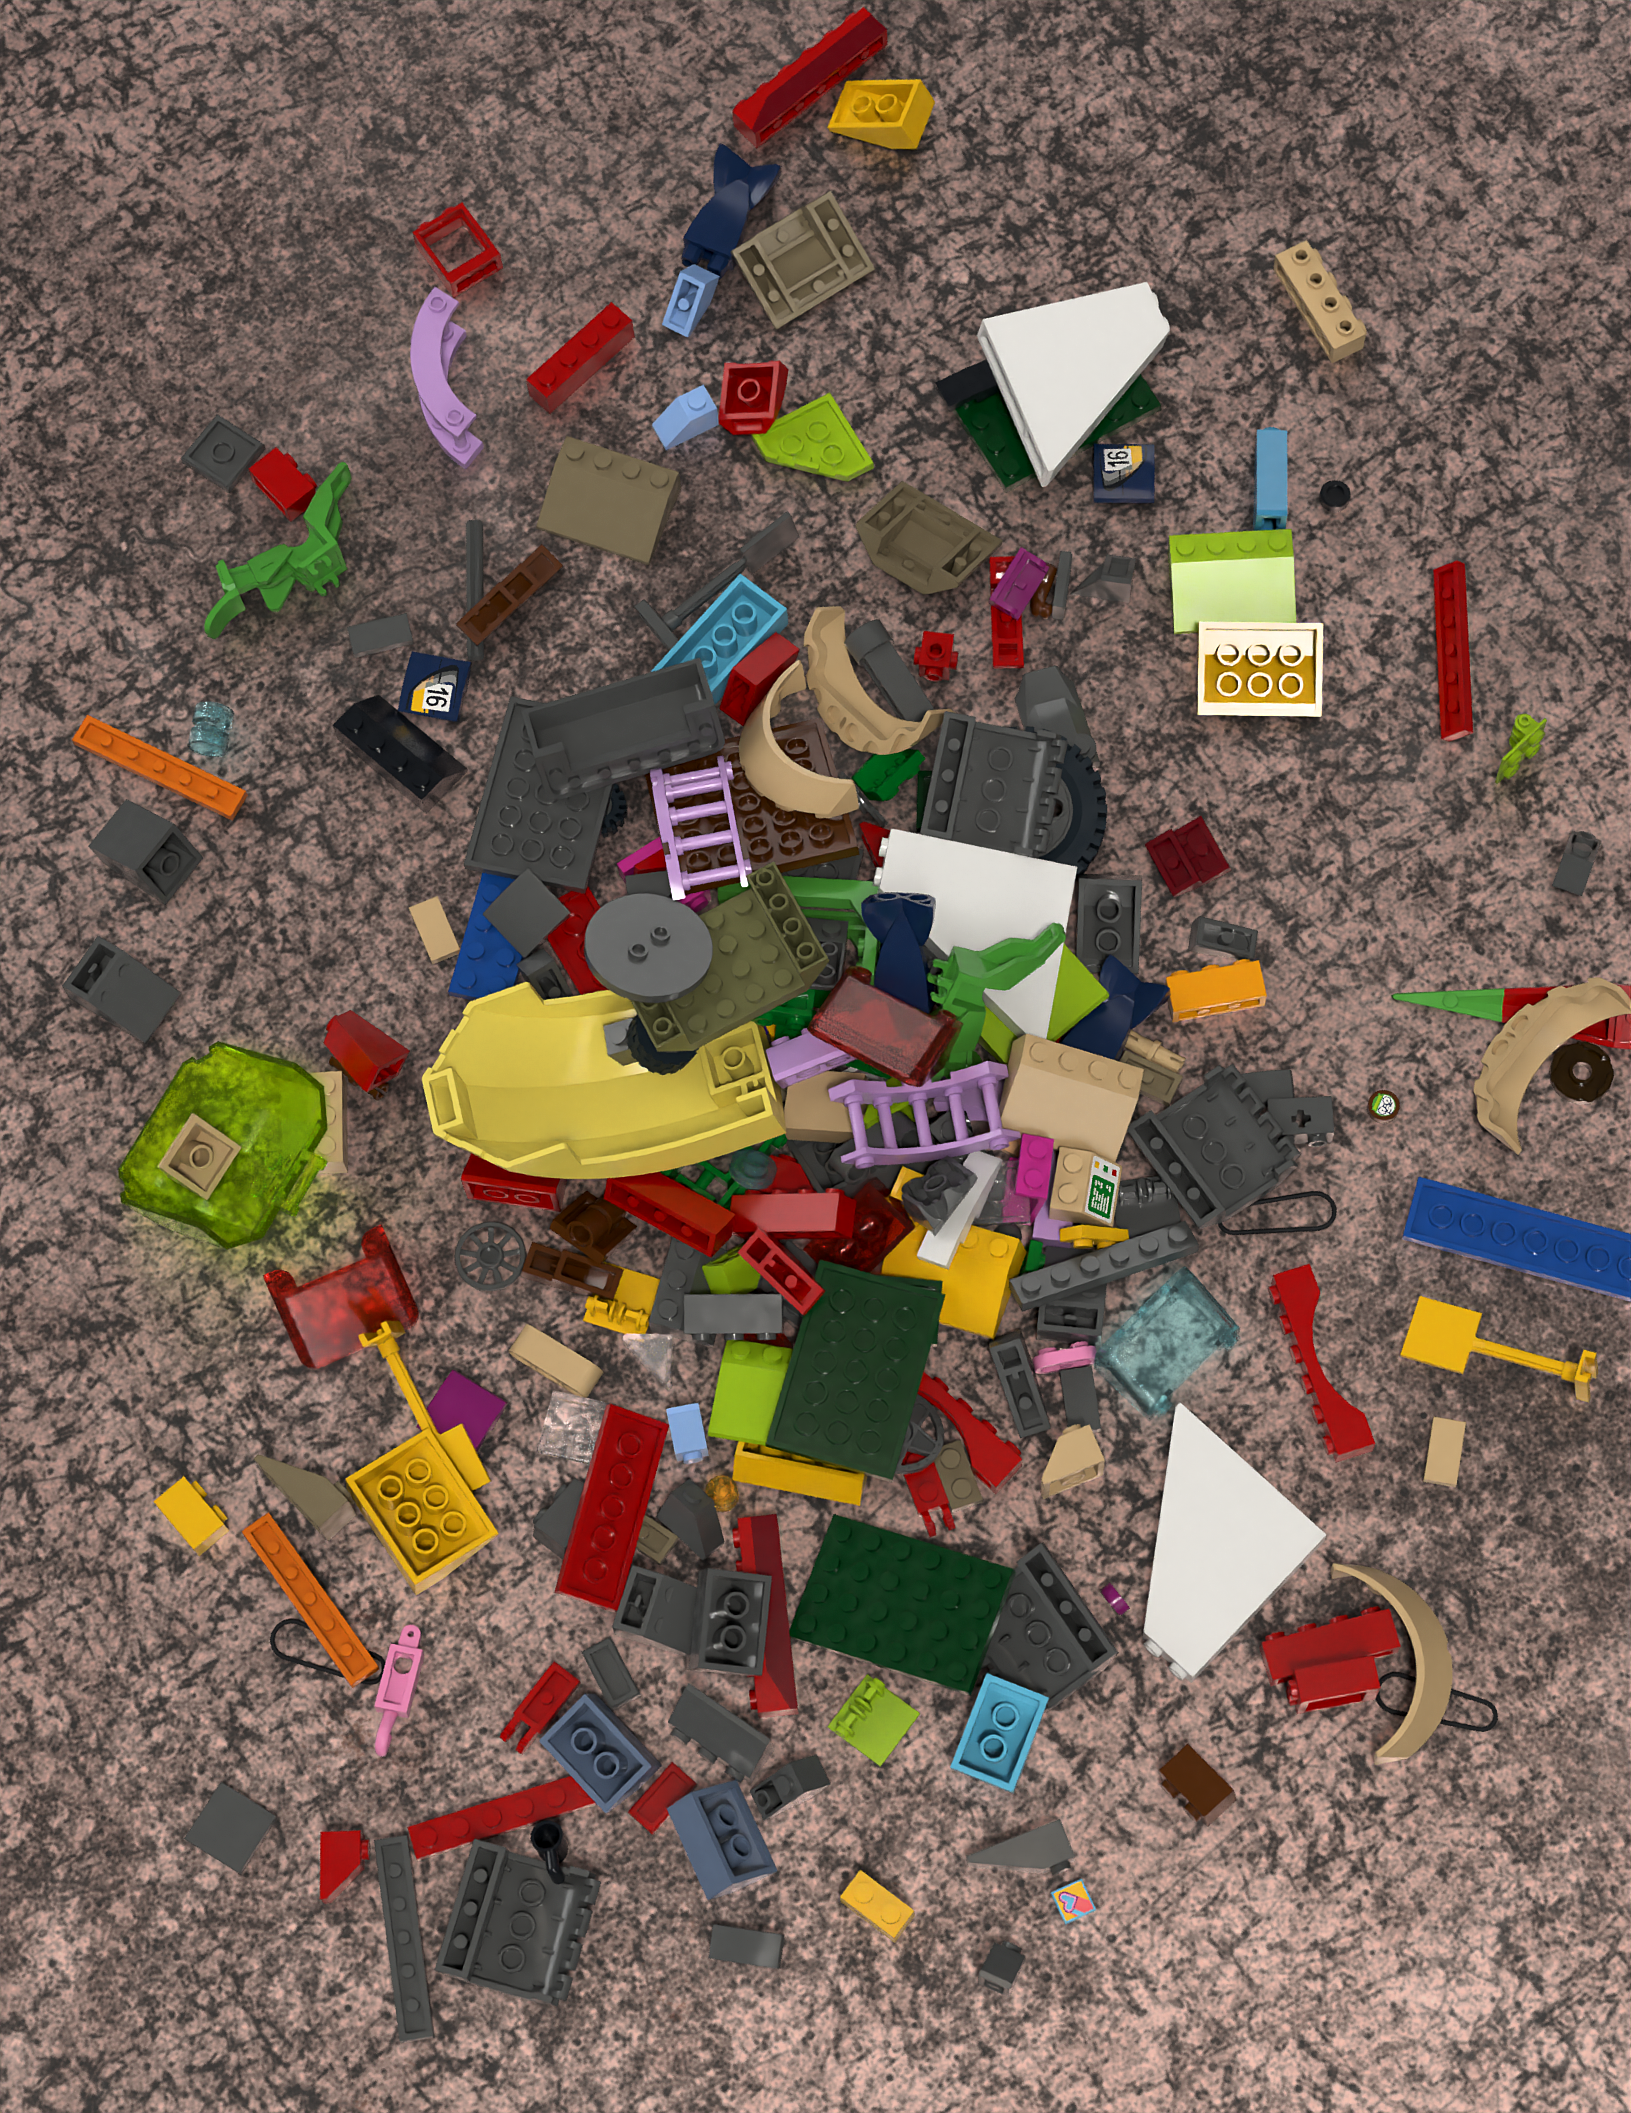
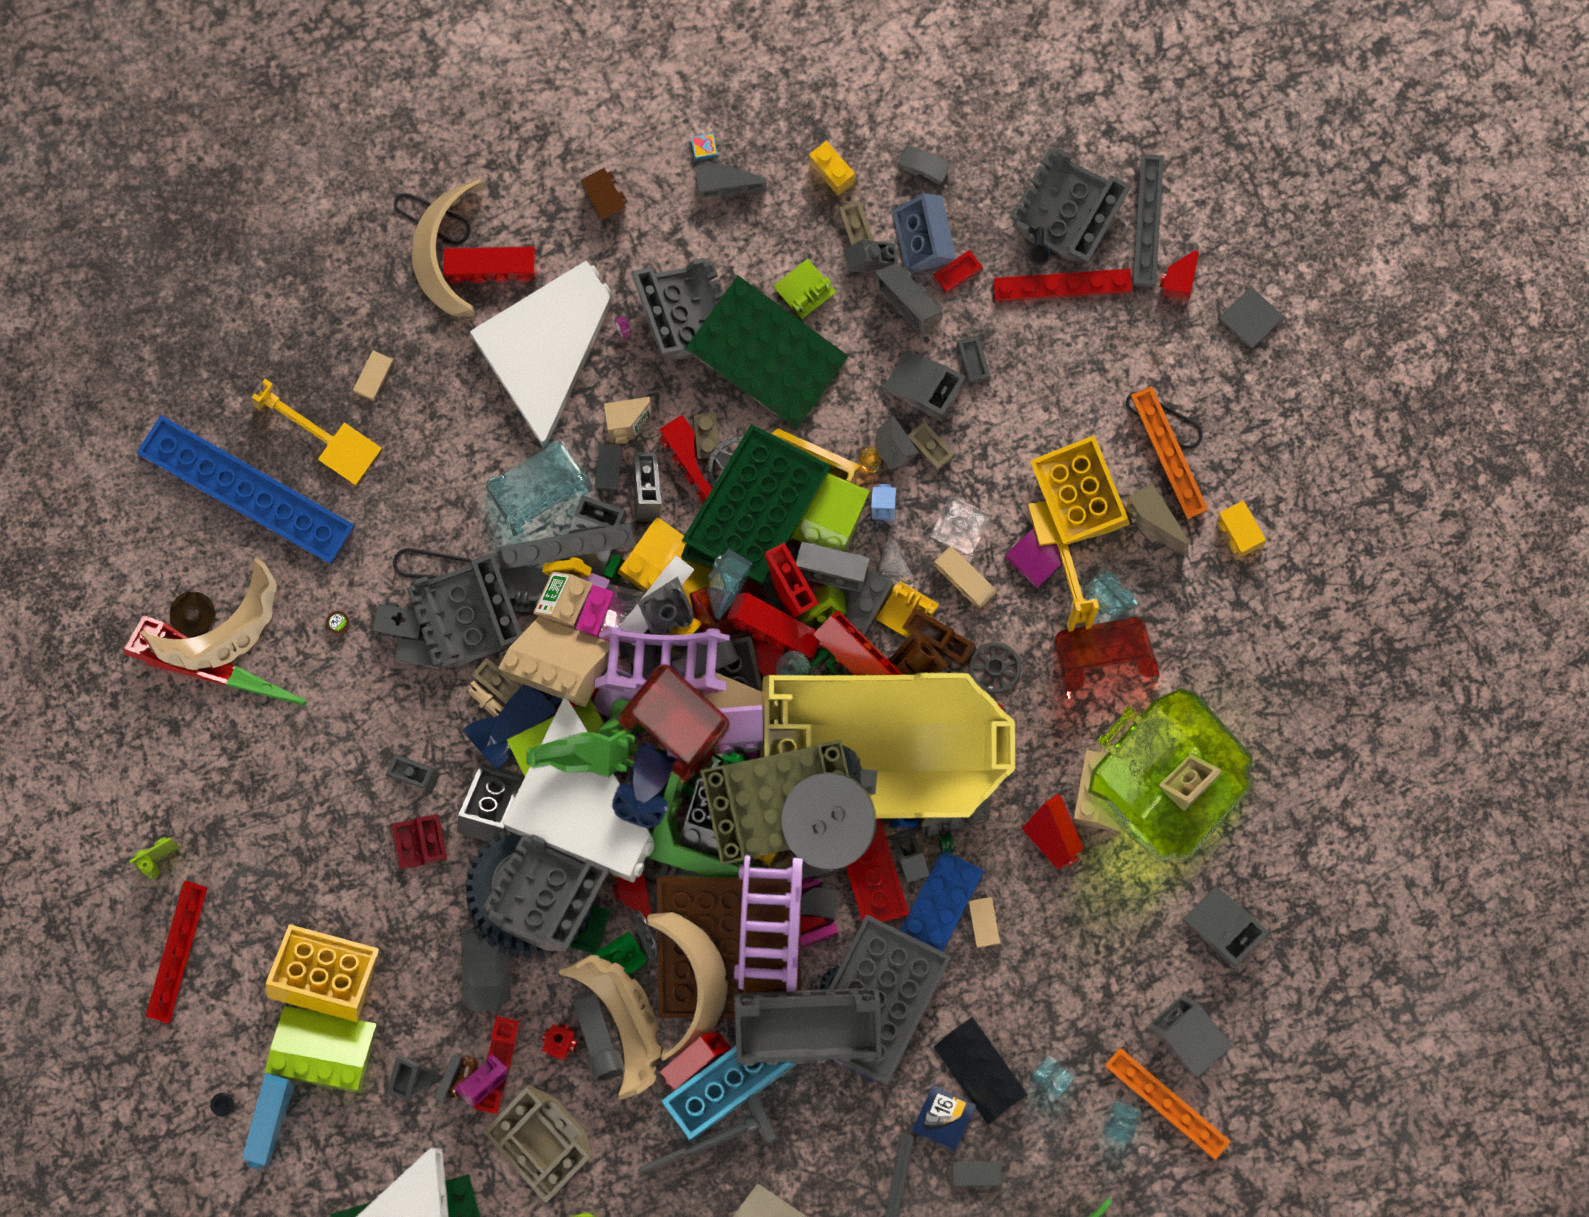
camera: 165 degrees left, 5 degrees up
(305, 759) = (1052, 1077): none -> clear light blue wheel
(353, 1379) = (1110, 595): none -> clear light blue slope
(397, 1689) = (1120, 380): bright pink piece -> none
(509, 595) = (870, 1178): reddish brown slope -> none
(526, 913) = (912, 907): dark grey slope -> none
(541, 1705) = (1025, 348): red hinge -> none
(554, 1525) = (979, 464): dark grey brick -> none
(600, 1752) = (991, 304): sand blue slope -> none
(611, 1508) = (947, 458): red plate -> none
(730, 1622) = (885, 362): dark grey slope -> none
(762, 1555) = (858, 370): dark red brick -> none
(822, 1830) = (855, 222): none -> dark tan plate
(867, 1244) = (727, 580): none -> clear light blue slope
(927, 1493) = (728, 426): red hinge -> none
(999, 1733) = (725, 250): medium azure slope -> none
(1002, 1968) = (762, 109): dark grey slope -> none
(1077, 1356) = (619, 496): bright pink plate -> none
(1124, 473) = (375, 1162): dark blue slope -> none
(1215, 990) = (429, 733): light orange brick -> none
(1333, 1685) = (494, 231): red window -> none
(1343, 1424) = (438, 497): red arch -> none
(1577, 862) = (142, 765): dark grey slope -> none

